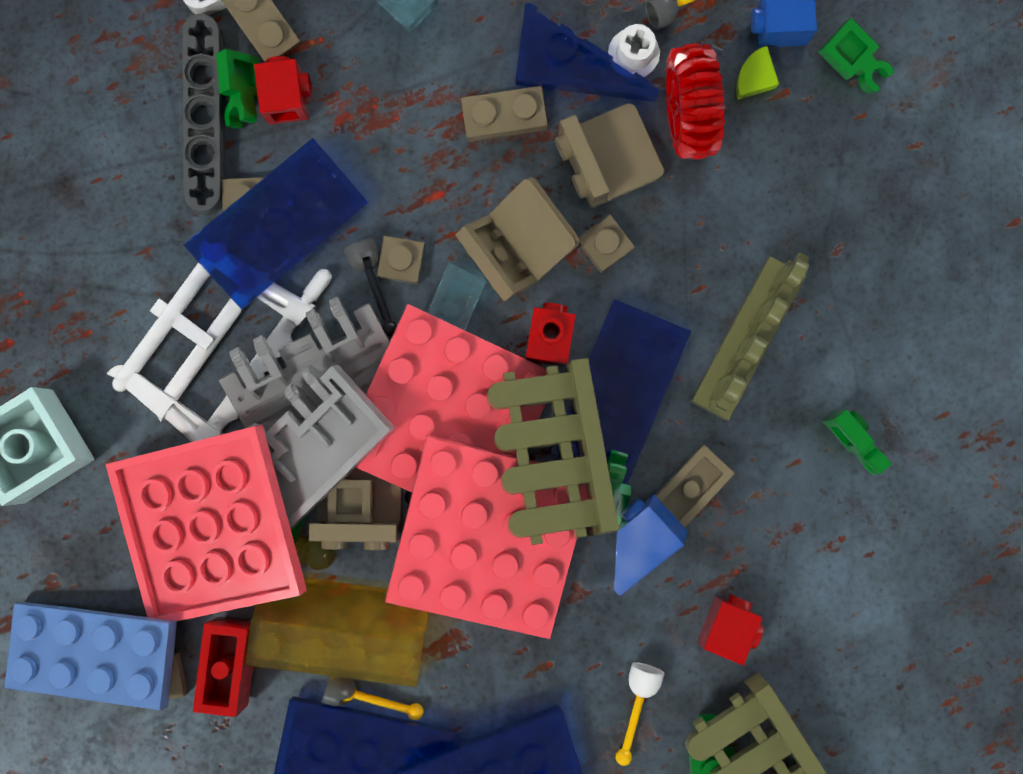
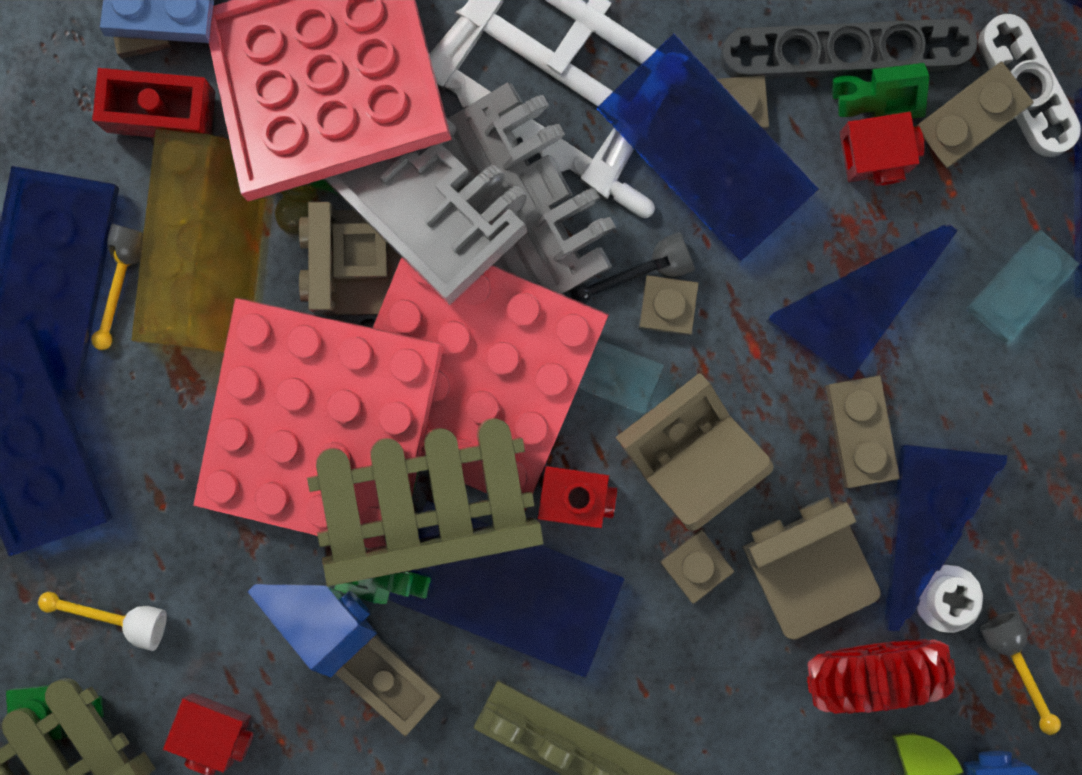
camera: 85 degrees right, 0 degrees up
(412, 117) = (852, 313): none -> clear blue wing

